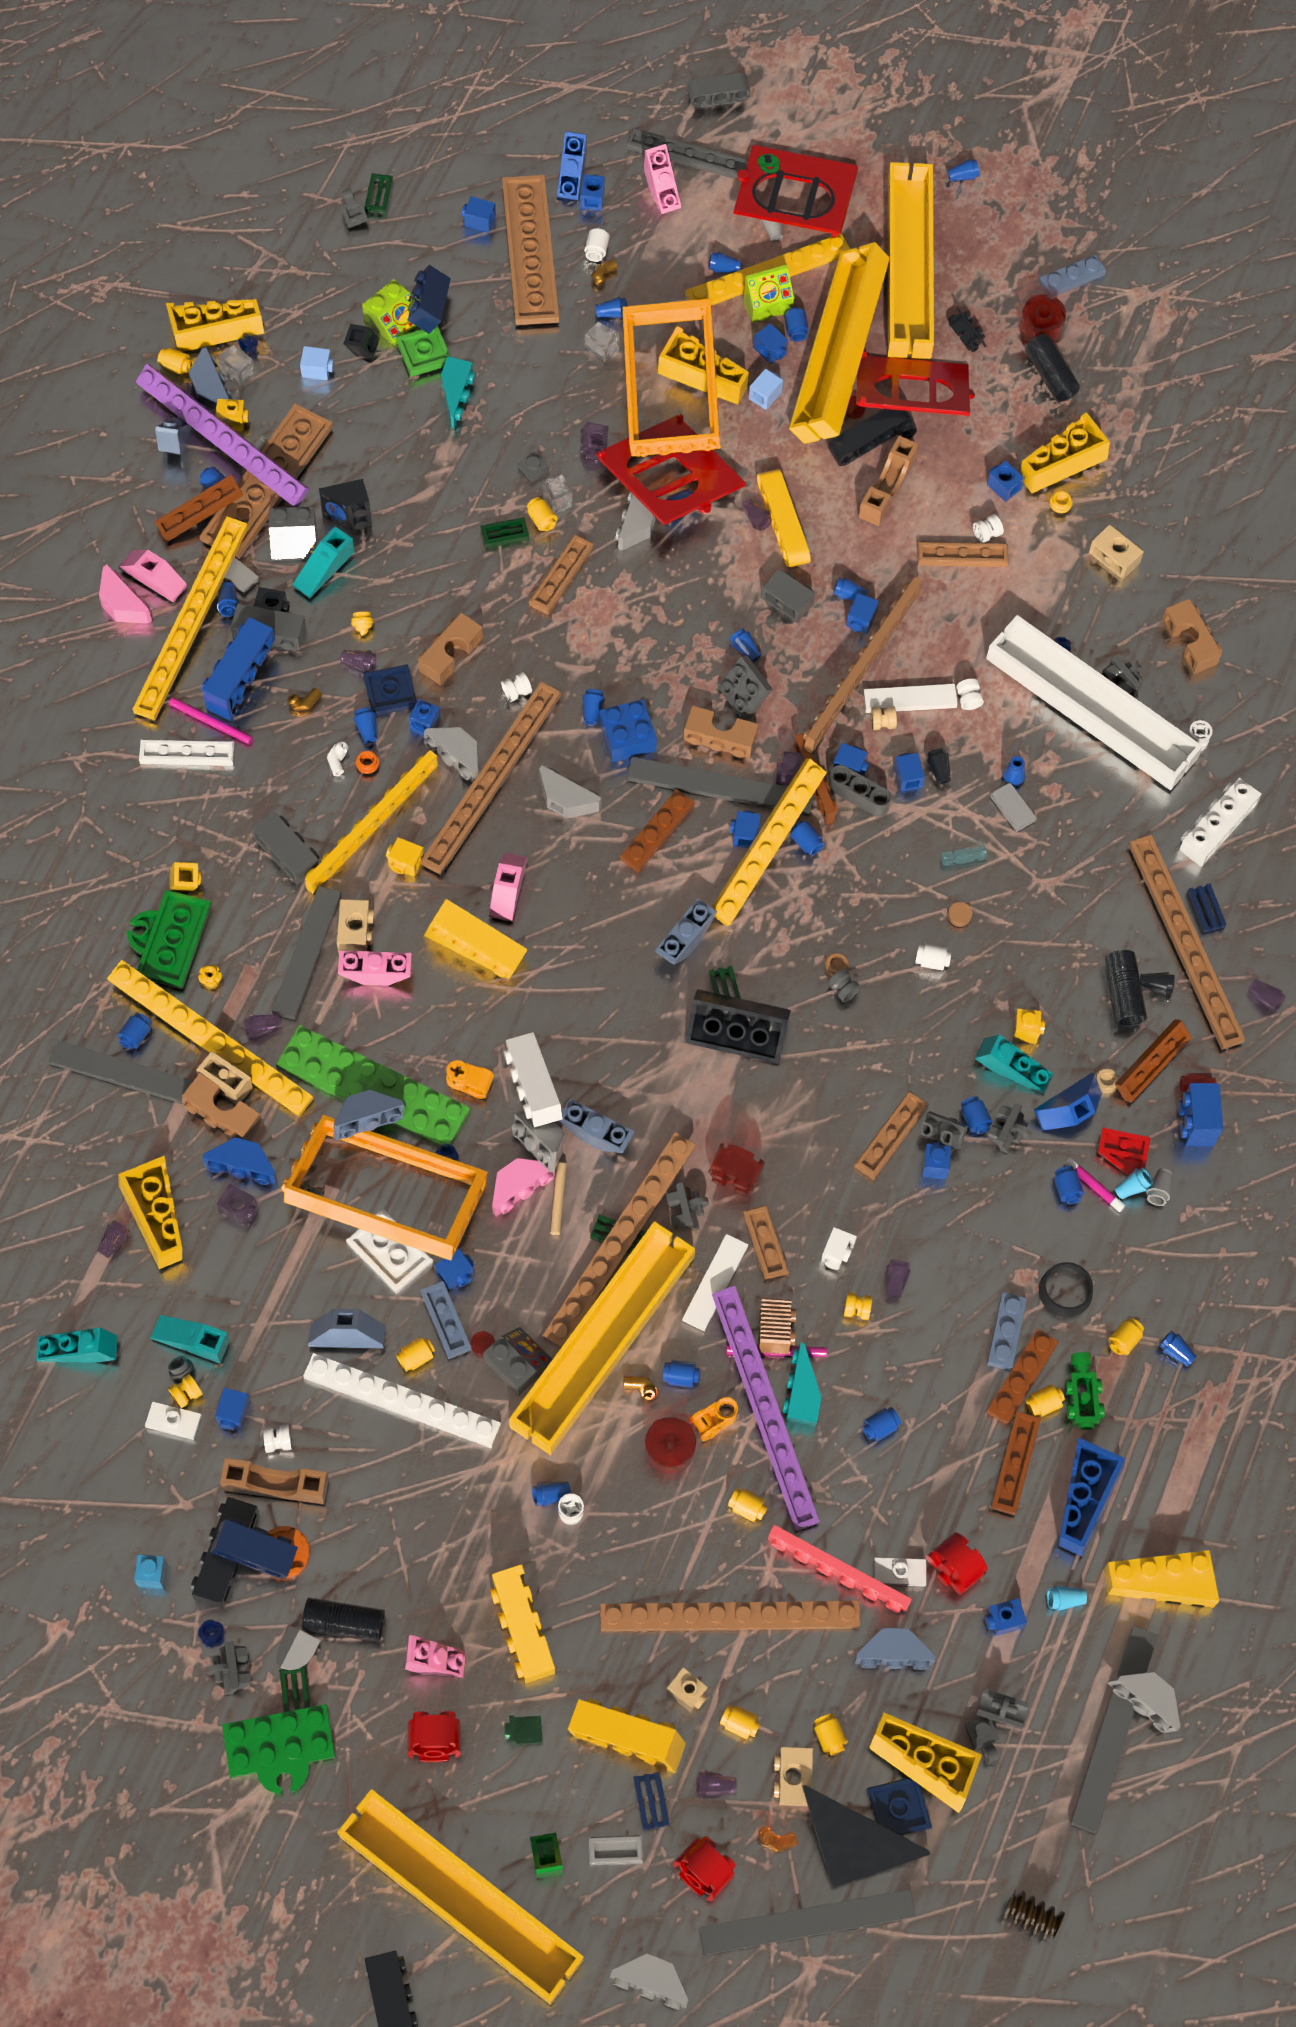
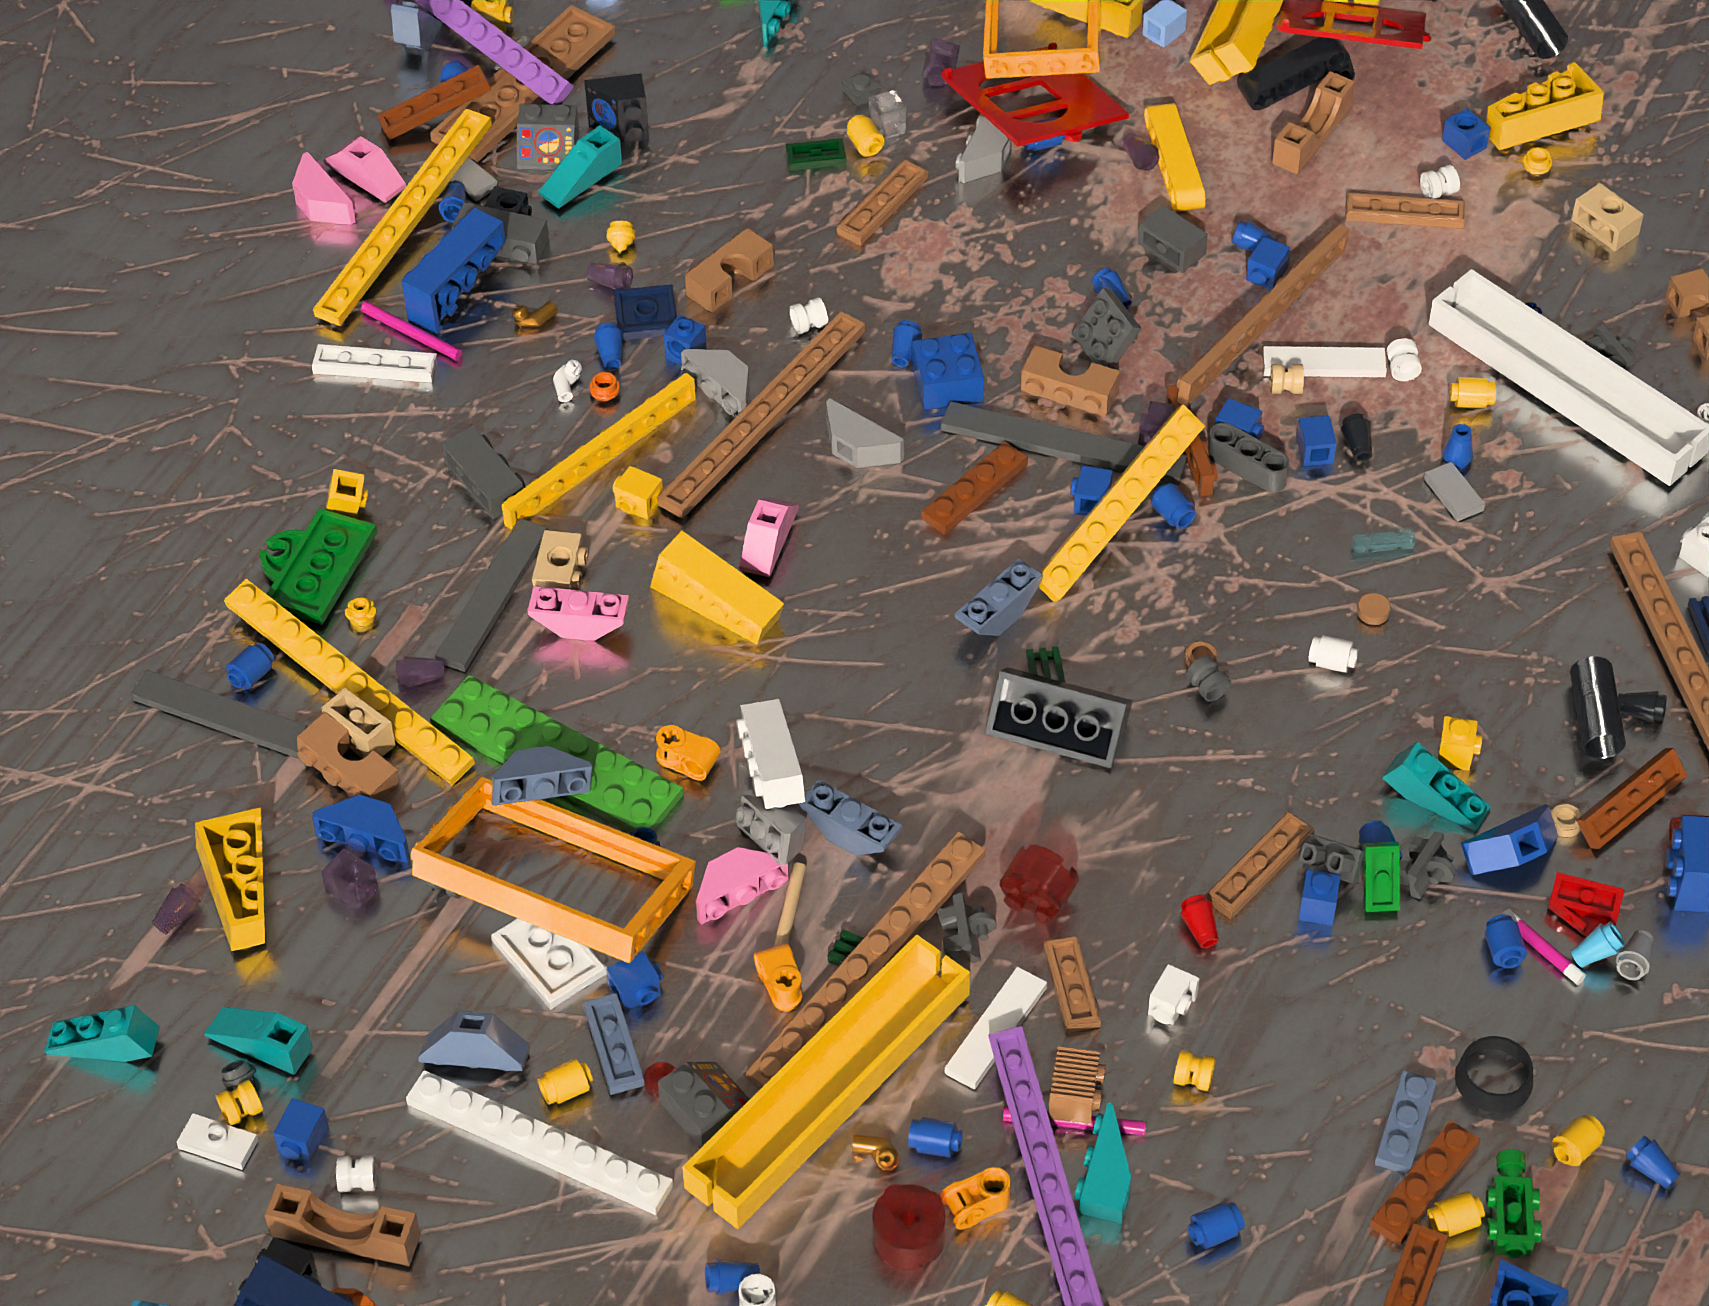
camera: 10 degrees right, 15 degrees down
(557, 1252) = (780, 975): none -> light orange piece
(853, 410) = (1276, 47): clear red tile -> none
(853, 1185) = (1200, 919): none -> red cone
(897, 1276) = (1253, 1037): clear purple cone -> none
(979, 1143) = (1381, 876): none -> green plate
(1022, 720) = (1473, 392): none -> yellow brick

